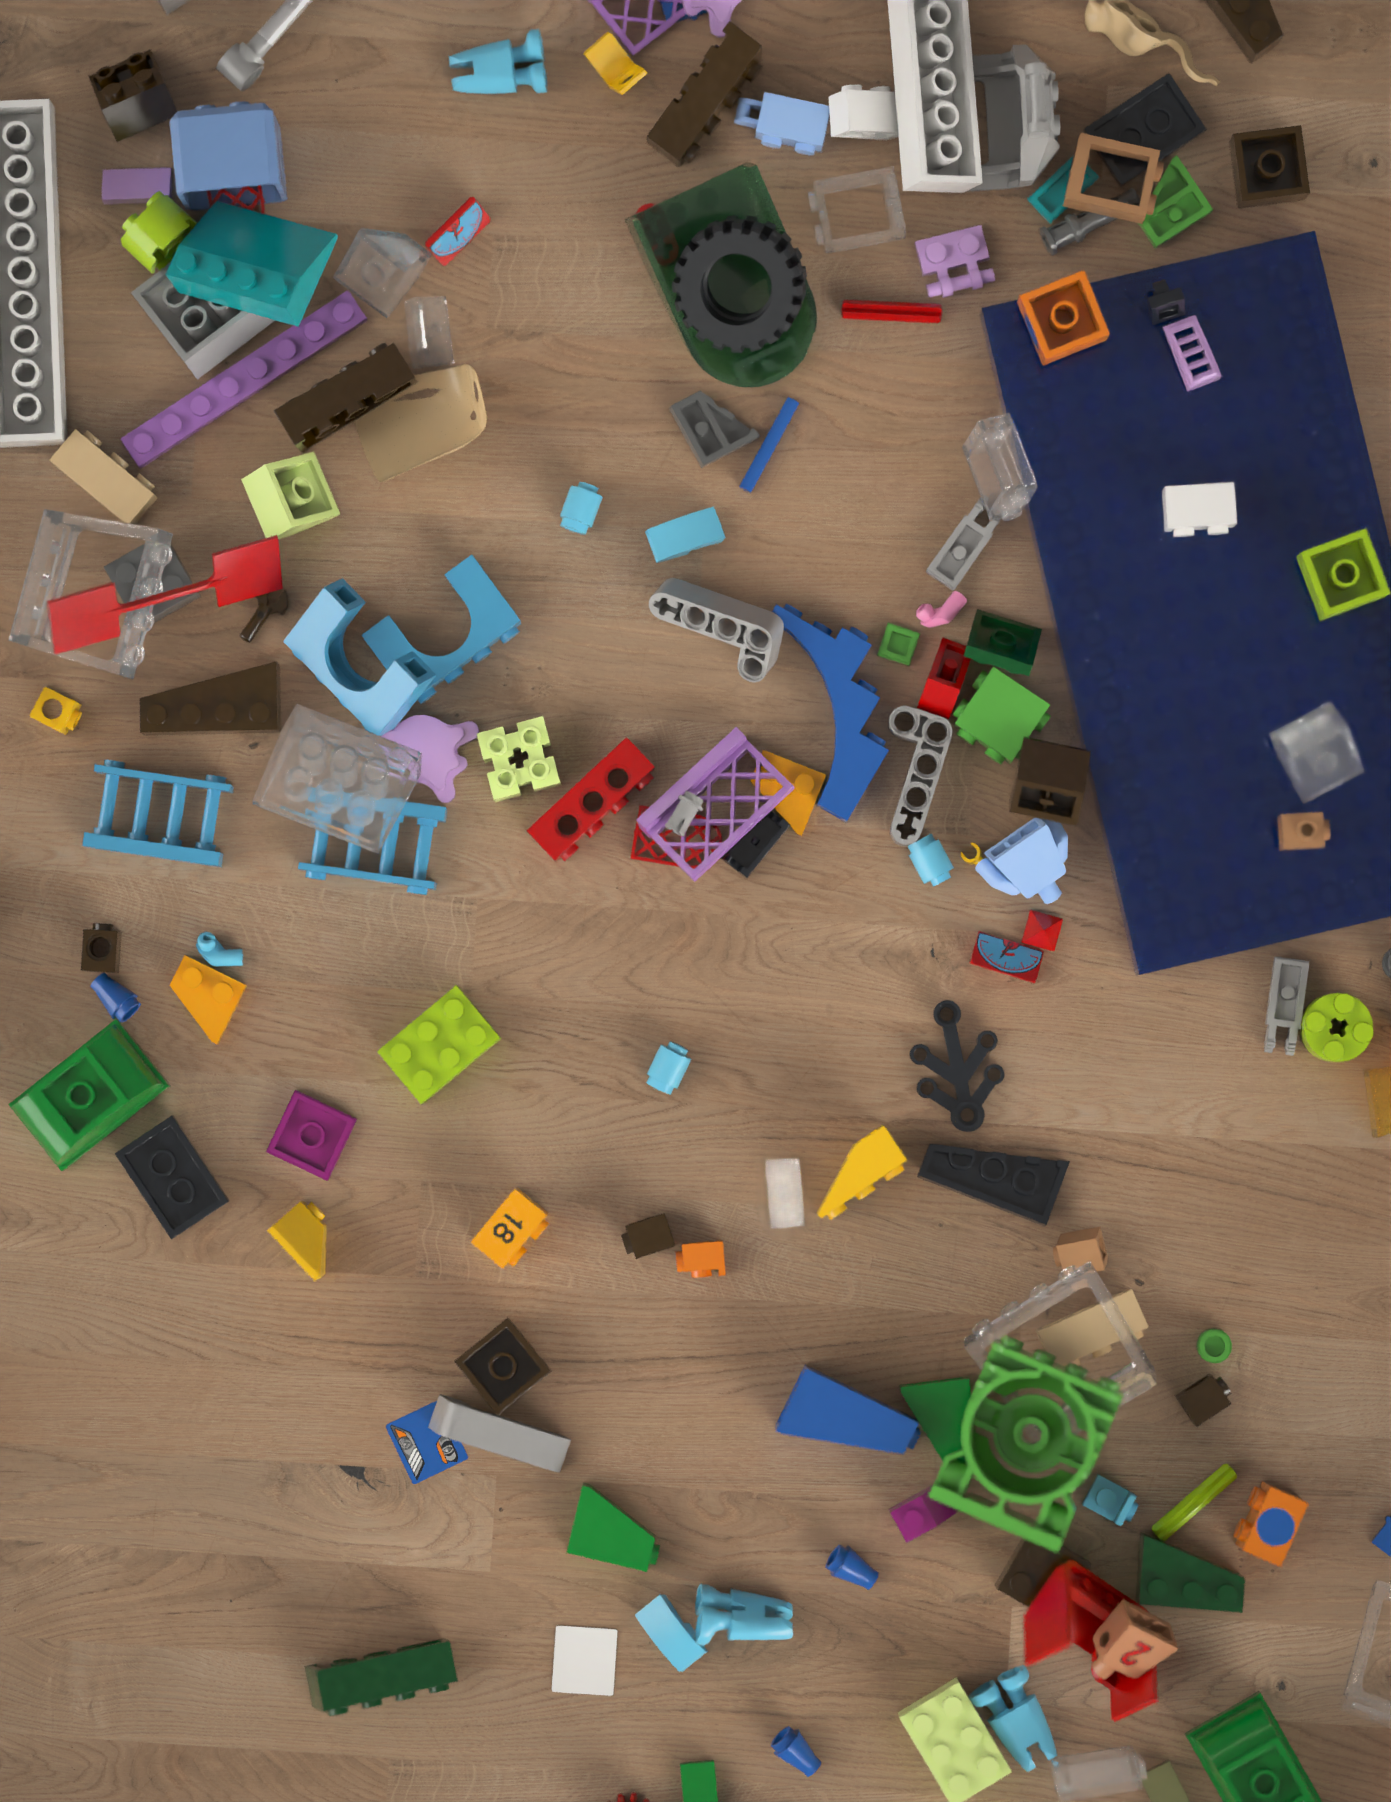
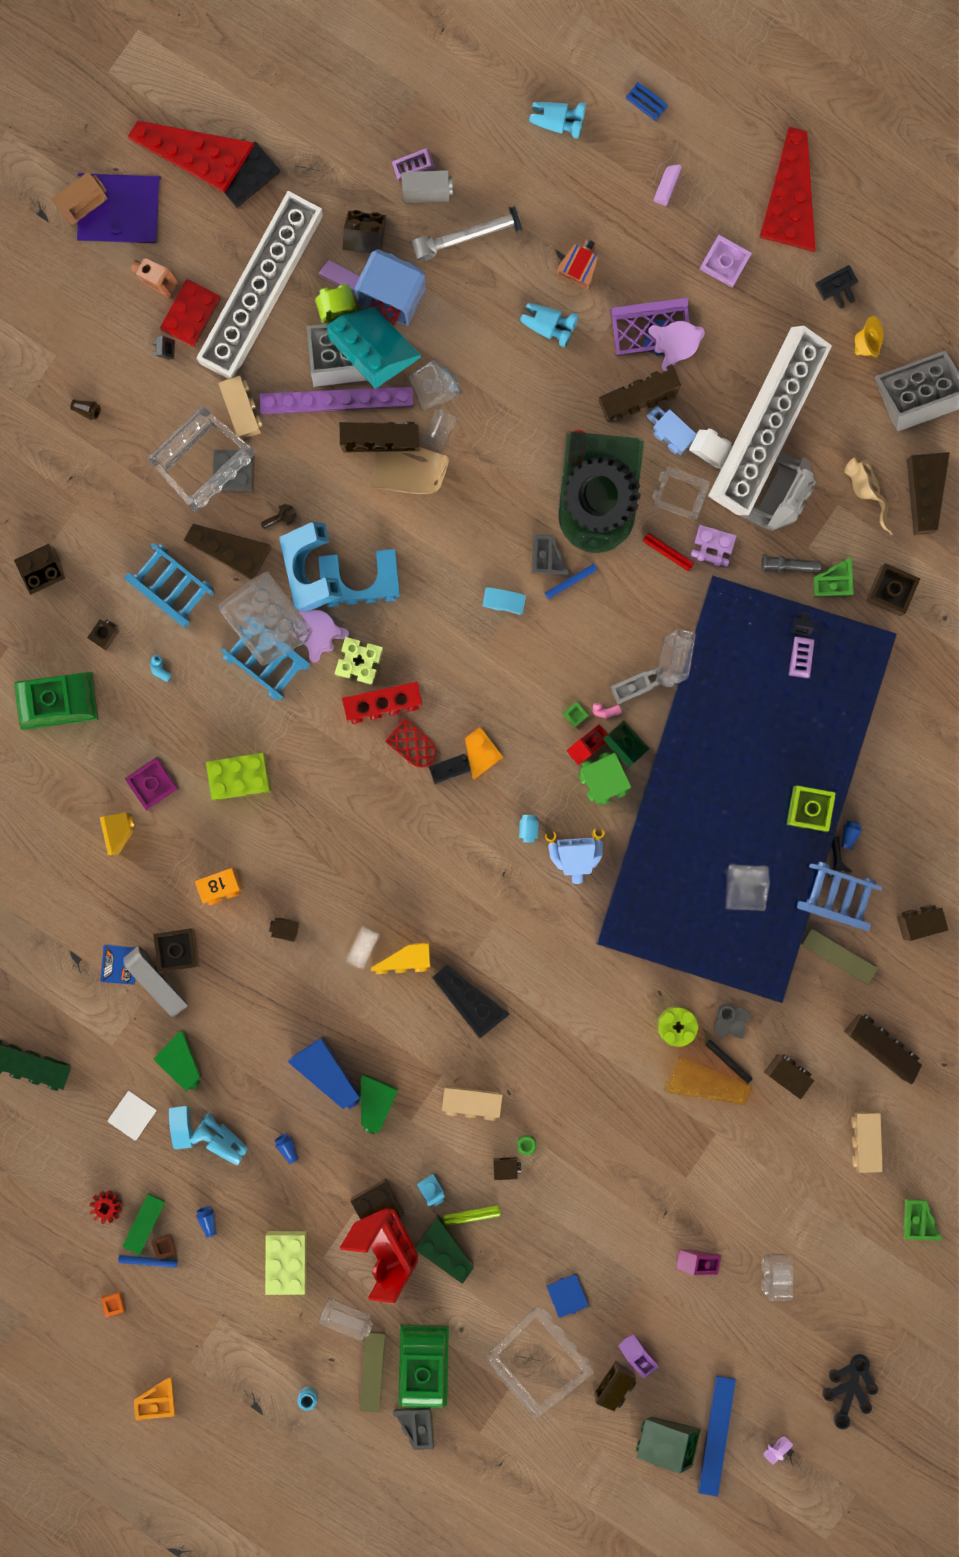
camera: 25 degrees right, 0 degrees up
(70, 711) = (153, 513): yellow bracket -> none
(95, 613) = (193, 468): red hinge -> none
(116, 998) = (97, 663): blue cone -> none
(172, 1177) = (72, 764): black plate -> none
(207, 995) = (141, 686): light orange wing -> none
(290, 495) = (324, 469): yellowish green slope -> none
(457, 231) = (481, 389): slope -> none
(580, 508) = (461, 557): medium azure brick -> none
(613, 64) = (604, 352): yellow bracket -> none
(668, 1067) = (342, 853): medium azure brick -> none
(678, 603) = (482, 632): light grey beam -> none
(684, 813) = (422, 735): light grey pin -> none
(697, 781) = (434, 724): medium lavender fence -> none
(701, 1258) = (303, 955): orange brick -> none
(837, 661) = (541, 705): blue arch -> none
(914, 777) = (545, 785): light grey beam -> none
(920, 1514) = (339, 1141): magenta slope -> none
(958, 1072) = (481, 939): black plant -> none
(1004, 1372) = (416, 1098): bright green brick -> none
(1006, 957) = (538, 897): slope -> none
(1019, 1725) = (322, 1273): medium azure piece -> none
(1042, 930) = (563, 894): red slope -> none
(1050, 195) = (786, 541): teal tile -> none
(1050, 781) = (609, 824): dark brown slope -> none
(1063, 317) = (749, 603): orange brick -> none
(1076, 200) = (789, 550): medium nougat window -> none
(1081, 1247) = (488, 1061): medium nougat brick -> none
(1131, 1642) = (400, 1266): nougat torso -> none
(1134, 1377) = (448, 1138): clear windscreen -> none
(1152, 119) = (843, 536): black plate -> none
(1199, 508) = (760, 735): white brick -> none
(1270, 1523) = (501, 1248): orange brick -> none
(1286, 1001) = (660, 999): light grey hinge -> none
(1302, 831) = (717, 921): medium nougat brick -> none

